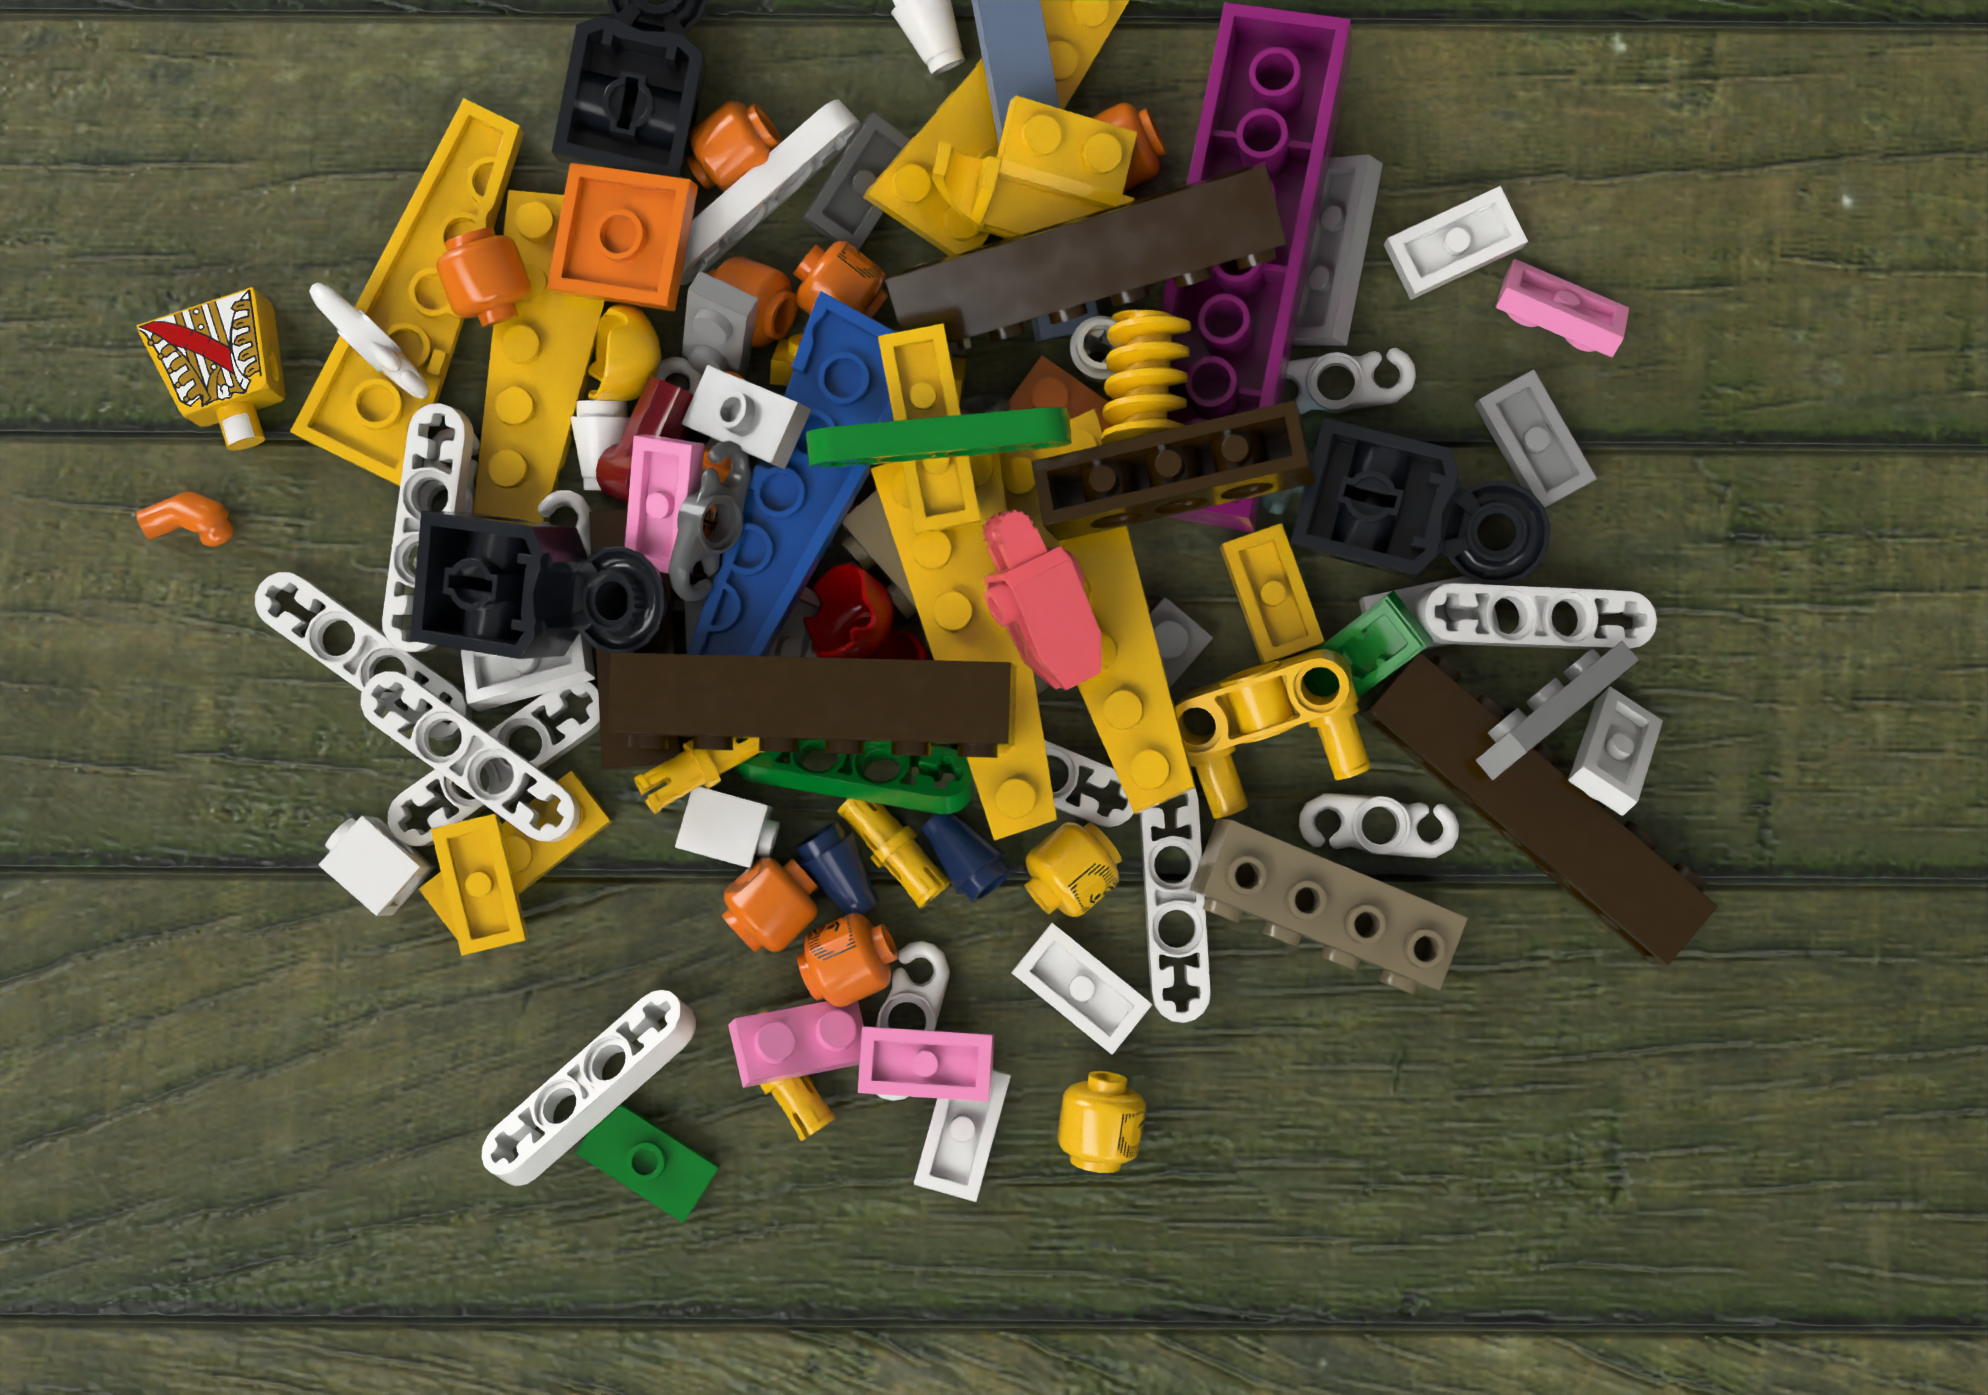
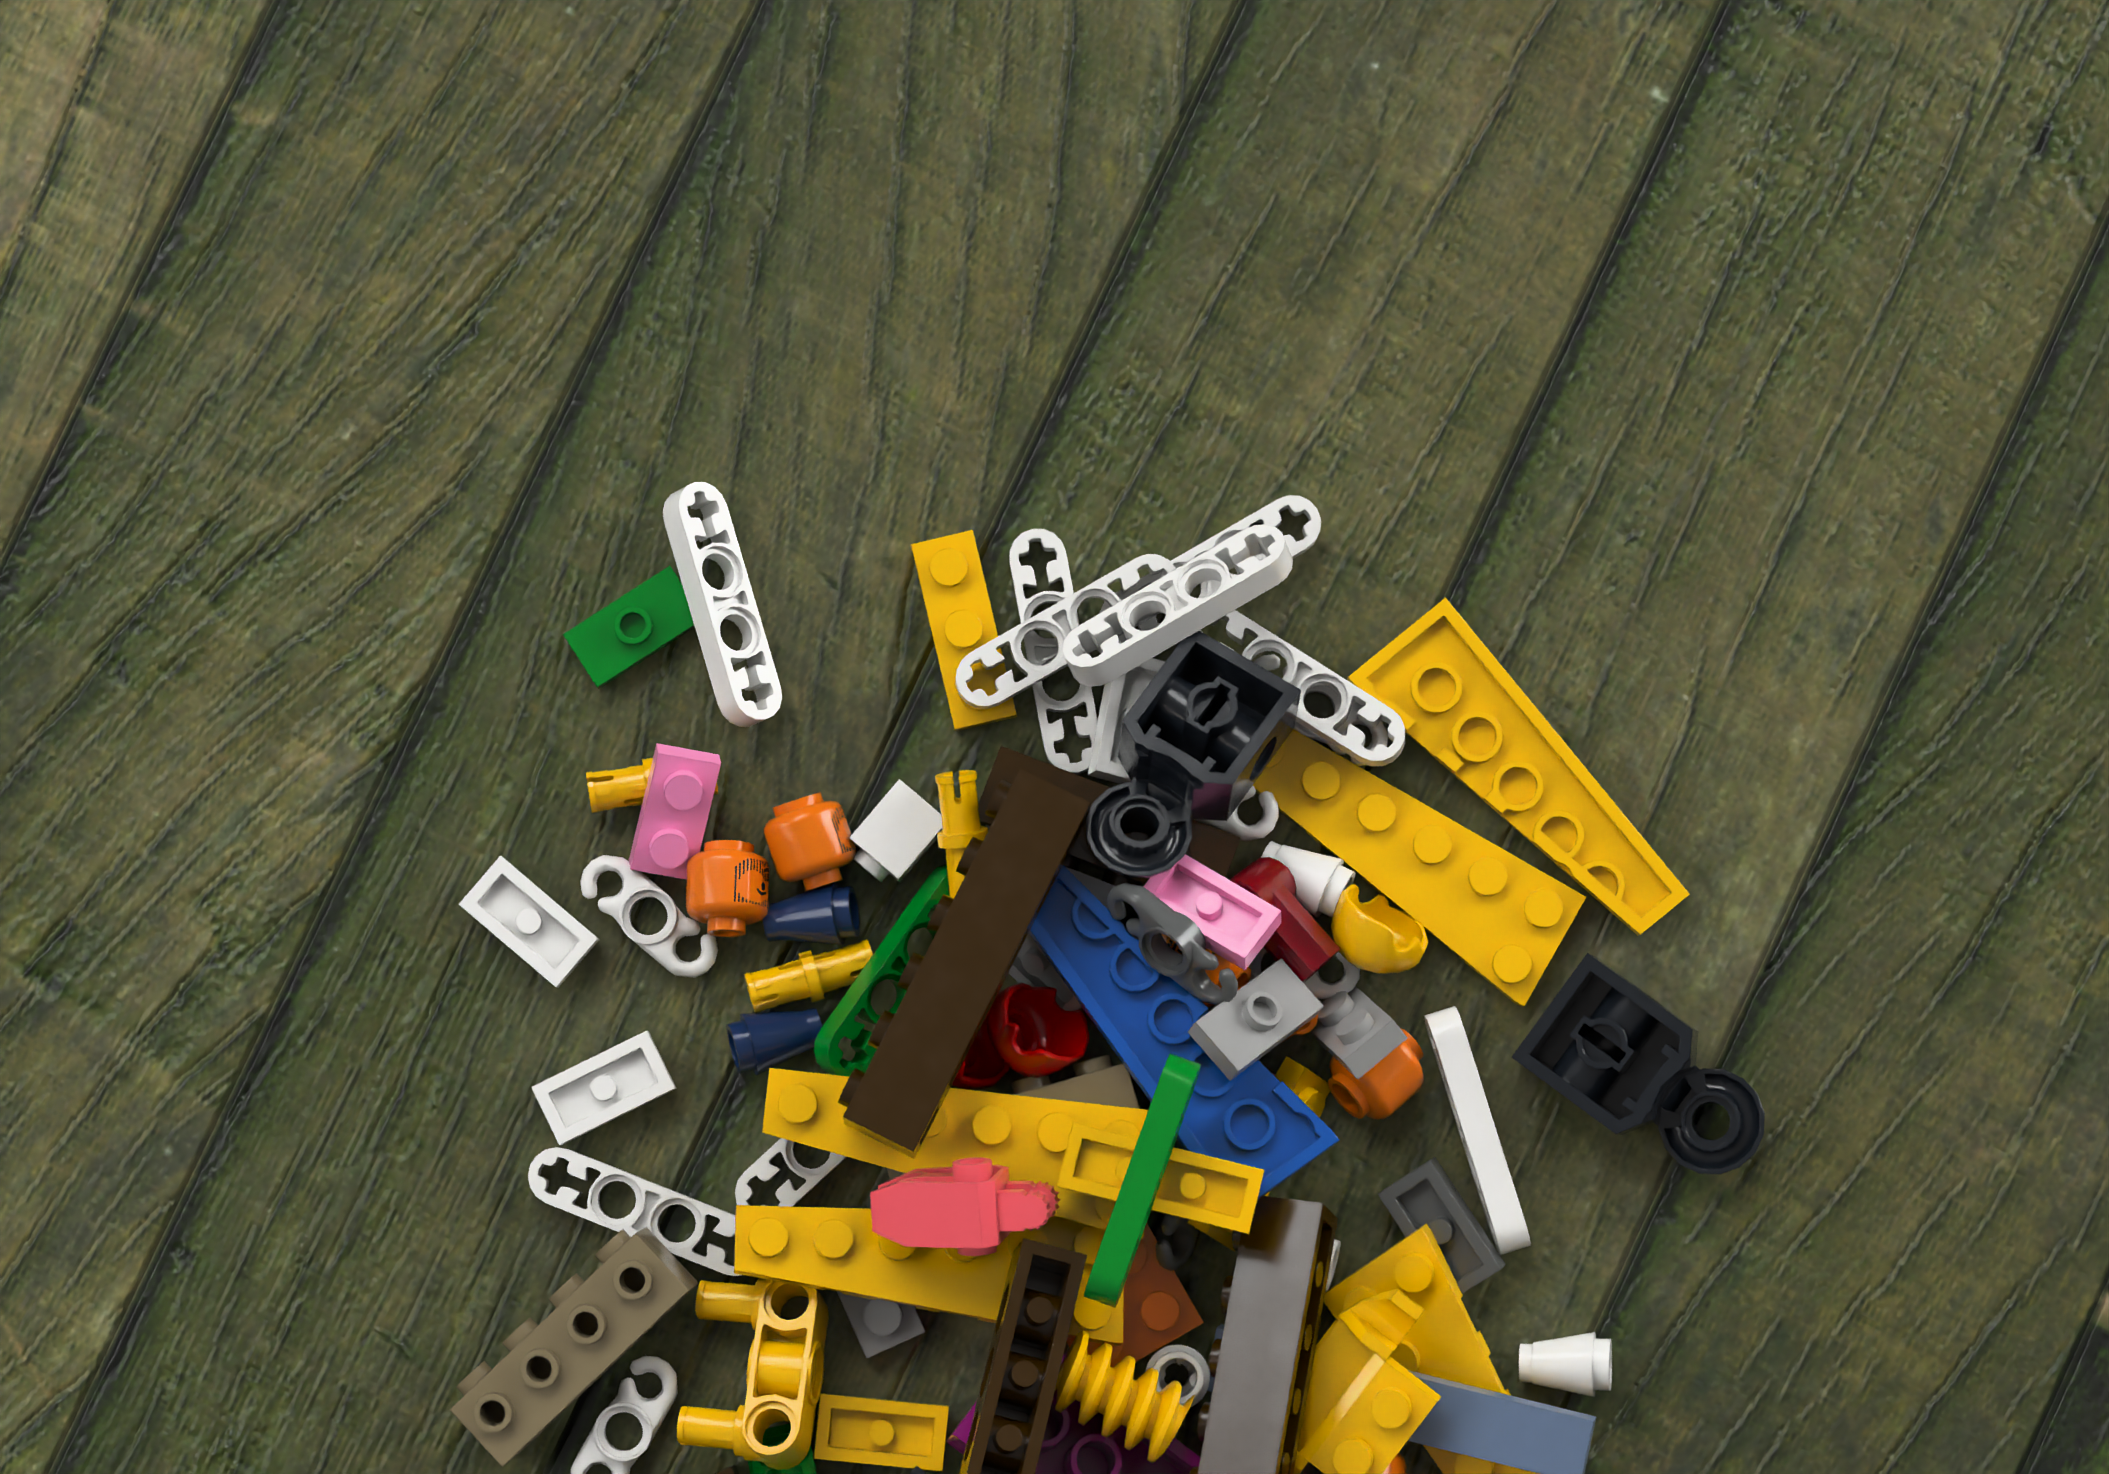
camera: 115 degrees right, 0 degrees up
(190, 512) = (1415, 473): orange arm -> none
(220, 363) = (1538, 561): torso -> none
(330, 620) = (1172, 597): none -> white beam
(369, 340) = (1490, 708): white piece -> none
(374, 864) = (1012, 501): white brick -> none
(479, 884) = (948, 589): yellow plate -> none
(483, 276) = (1502, 839): orange head -> none
(622, 236) = (1481, 982): orange plate -> none
(730, 144) = (1531, 1124): orange head -> none
(843, 275) = (1355, 1167): orange head -> none
(926, 1063) = (601, 916): bright pink plate -> none
(1072, 869) = (714, 1129): yellow head -> none
(1101, 1122) = (475, 1049): yellow head -> none

